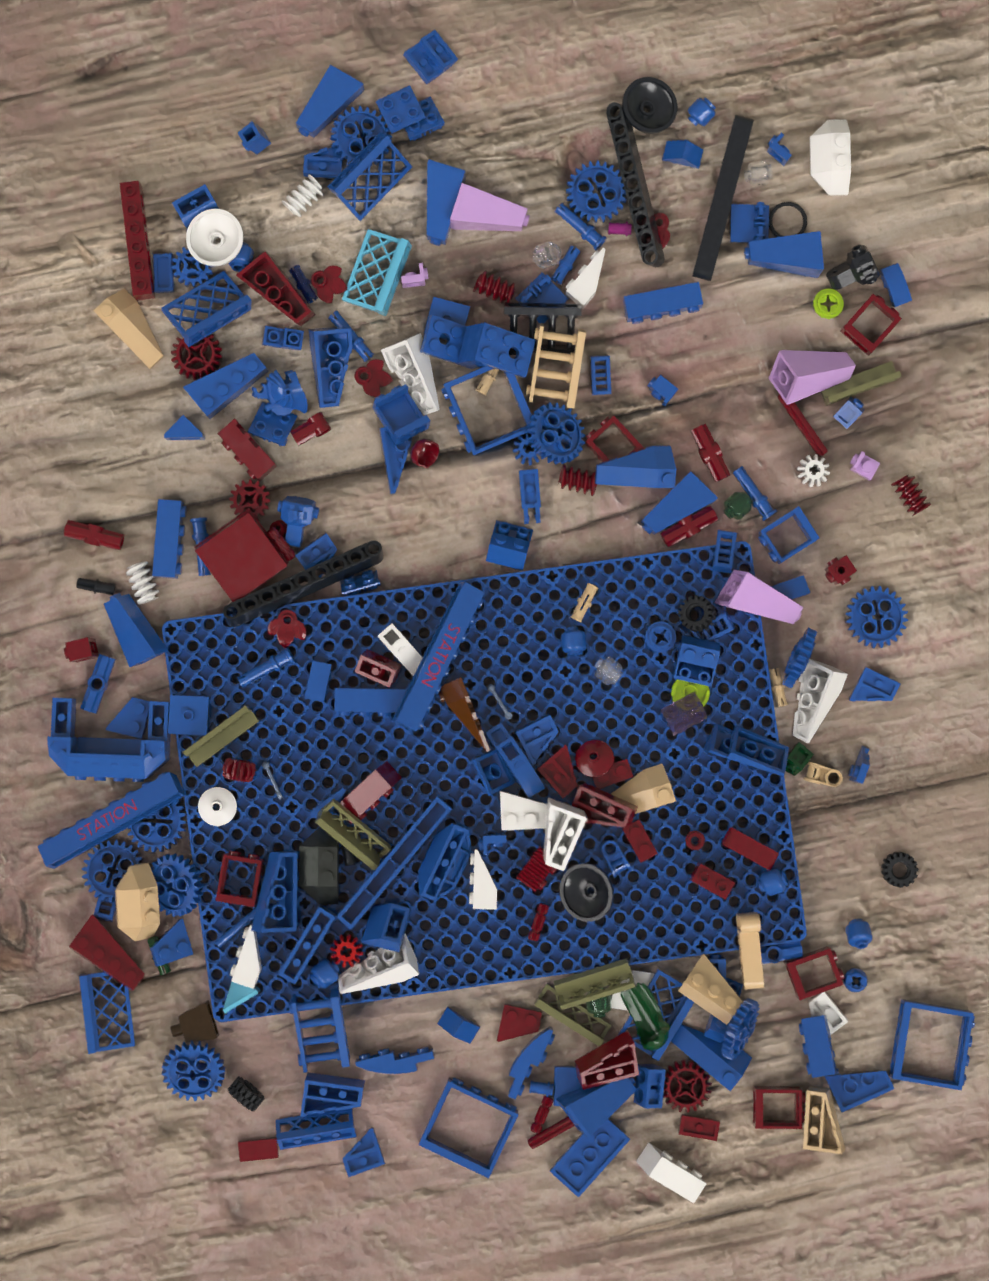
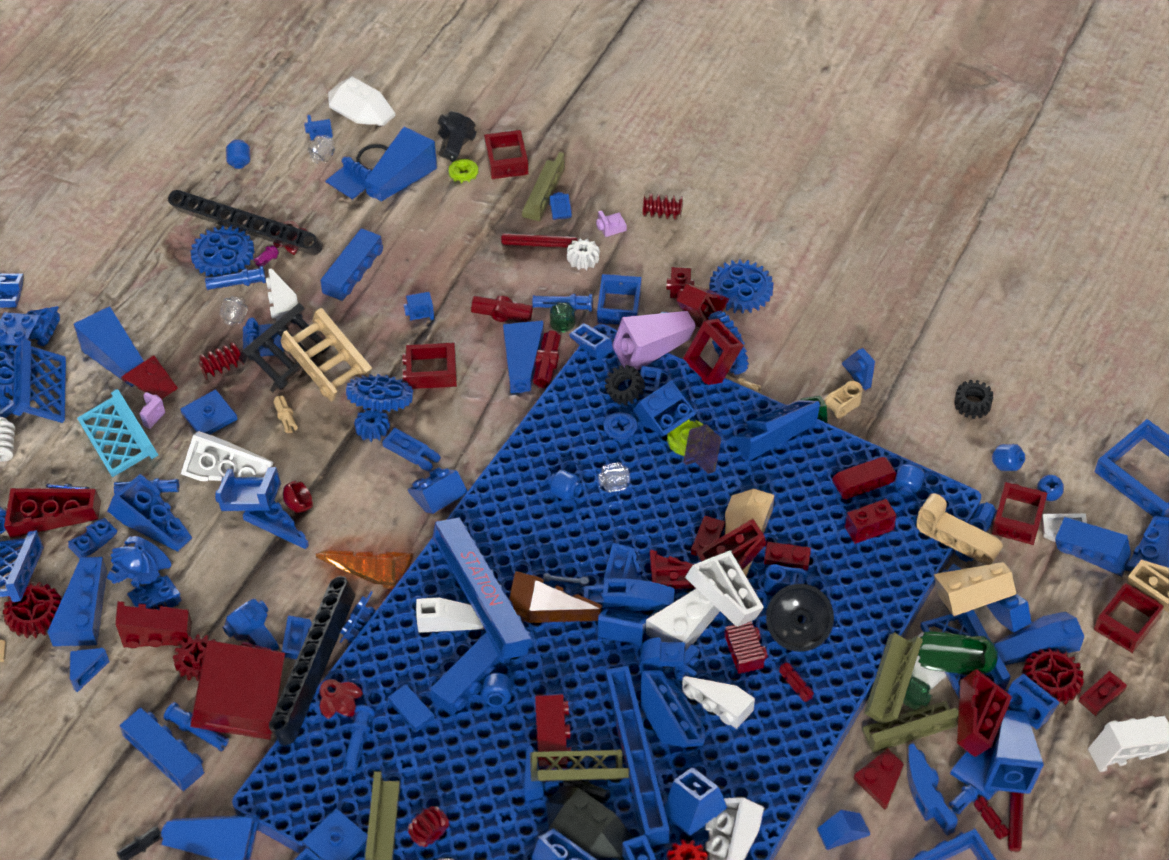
camera: 50 degrees left, 35 degrees down
(94, 535) = (93, 810): dark red piece -> none
(142, 583) = (176, 799): white piece -> none
(266, 765) = (483, 815): sand blue hinge -> none
(314, 427) = (190, 564): dark red piece -> none
(331, 285) = (88, 472): dark red plate -> none
(373, 729) = (497, 689): none -> blue head
(376, 377) = (198, 495): dark red plate -> none
(378, 668) = (445, 644): dark red brick -> none
(412, 555) = (379, 569): none -> clear orange wedge
(437, 253) = (151, 378): none -> dark red wing
(462, 427) = (315, 397): blue window -> none
(477, 346) = (252, 393): blue bracket -> none
(481, 822) = (659, 654): none -> blue brick
(484, 211) = (157, 325): lavender slope -> none
(565, 265) = (254, 306): blue pin -> none
(578, 480) = (432, 404): dark red piece -> none
(589, 590) = (539, 459): tan pin -> none
(589, 1157) = (1065, 804): blue plate -> none
(594, 767) = (682, 539): dark red dish -> none
(597, 358) = (362, 332): blue slope -> none
(646, 468) = (467, 354): blue wedge -> none
(658, 100) = (197, 176): black dish -> none
(683, 153) = (254, 184): blue slope -> none
(701, 840) = (825, 509): dark red plate -> none
(723, 197) = (315, 182): black beam -> none
(740, 1029) = (1029, 587): blue gear -> none
(781, 671) = (726, 341): none -> dark red window
(809, 372) = (502, 208): lavender slope -> none
(817, 694) = (773, 364): white wedge -> none
(824, 609) = (700, 302): none -> dark red wedge
(874, 687) = (798, 322): blue wing -> none
(895, 282) = (496, 123): blue slope -> none

